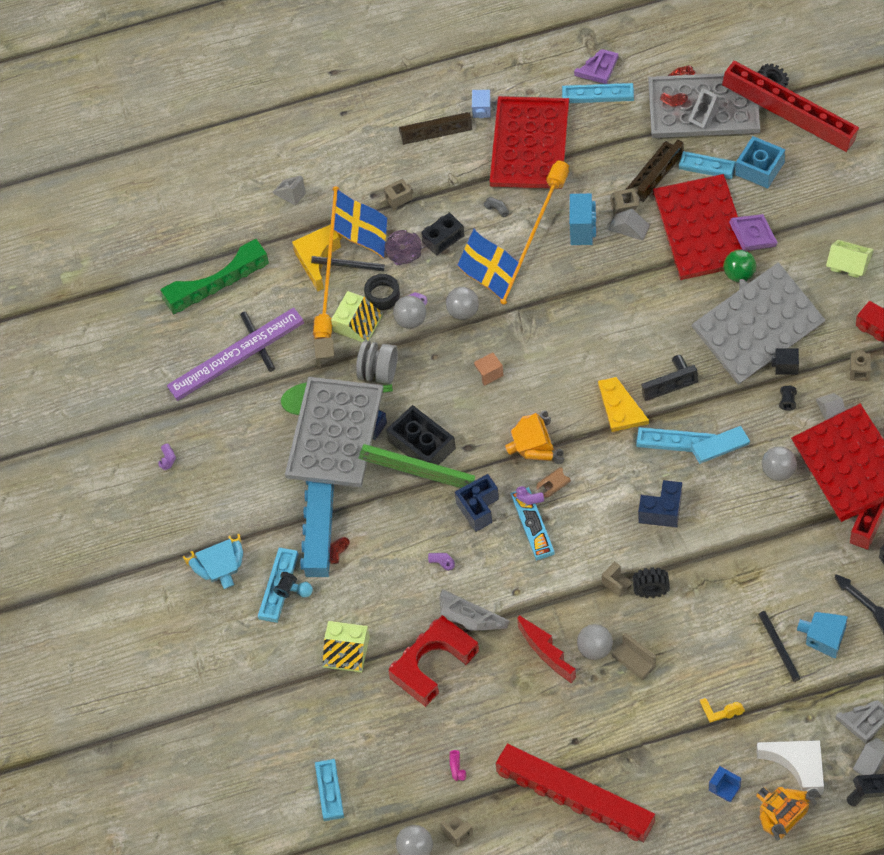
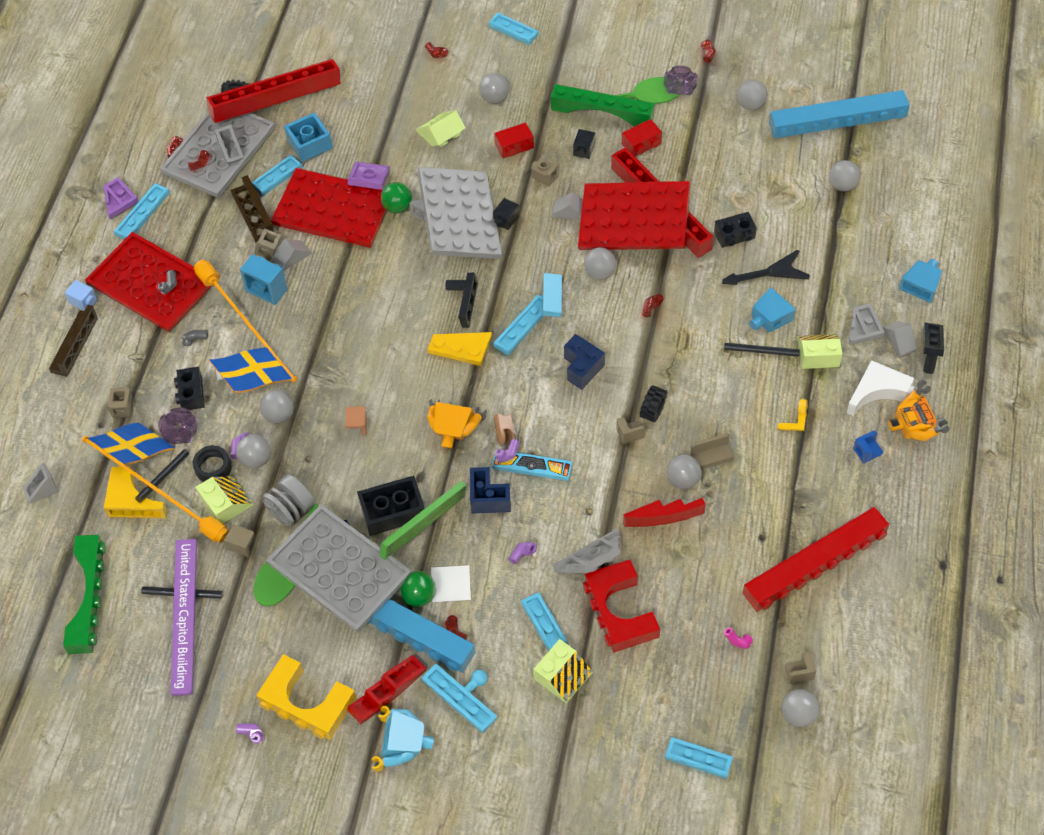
camera: 65 degrees left, 0 degrees up
(205, 456) = (323, 719): none -> yellow arch
(257, 530) = (387, 689): none -> red slope
(285, 584) = (469, 688): black bush -> none
(355, 500) = (418, 589): none -> green piece
(381, 524) = (451, 583): none -> white sticker
(386, 610) = (543, 620): none -> medium azure tile
(526, 156) = (171, 283): none -> dark grey arm
(768, 529) = (651, 303): none -> clear red arm
(788, 398) = (540, 230): black bush -> none
(809, 693) = (819, 351): none -> yellowish green slope

